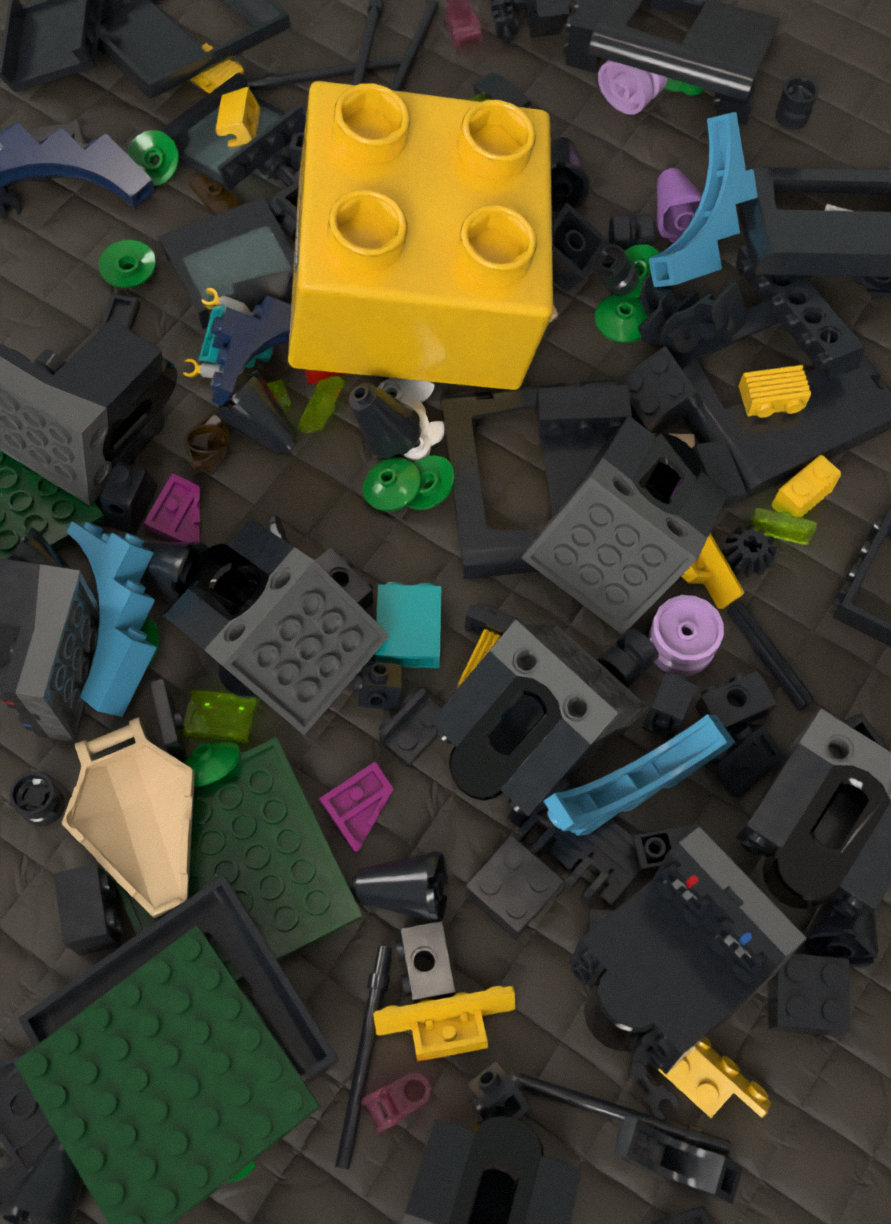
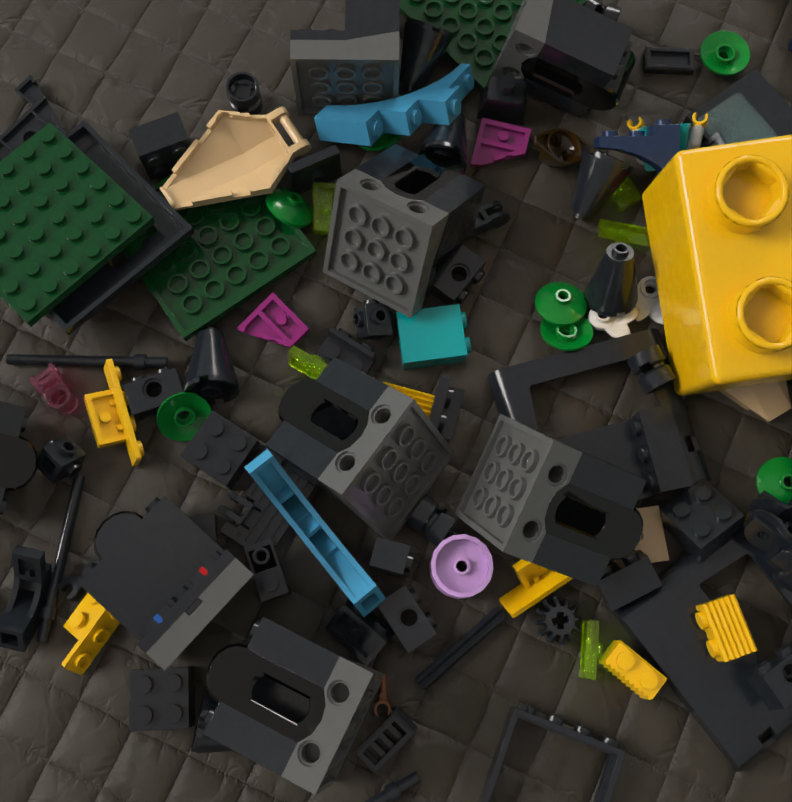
camera: 80 degrees right, 10 degrees up
(422, 766) = (308, 364): none -> clear neon green plate
(464, 928) = (185, 426): none -> green dish
(504, 400) = (656, 378): none -> black wheel

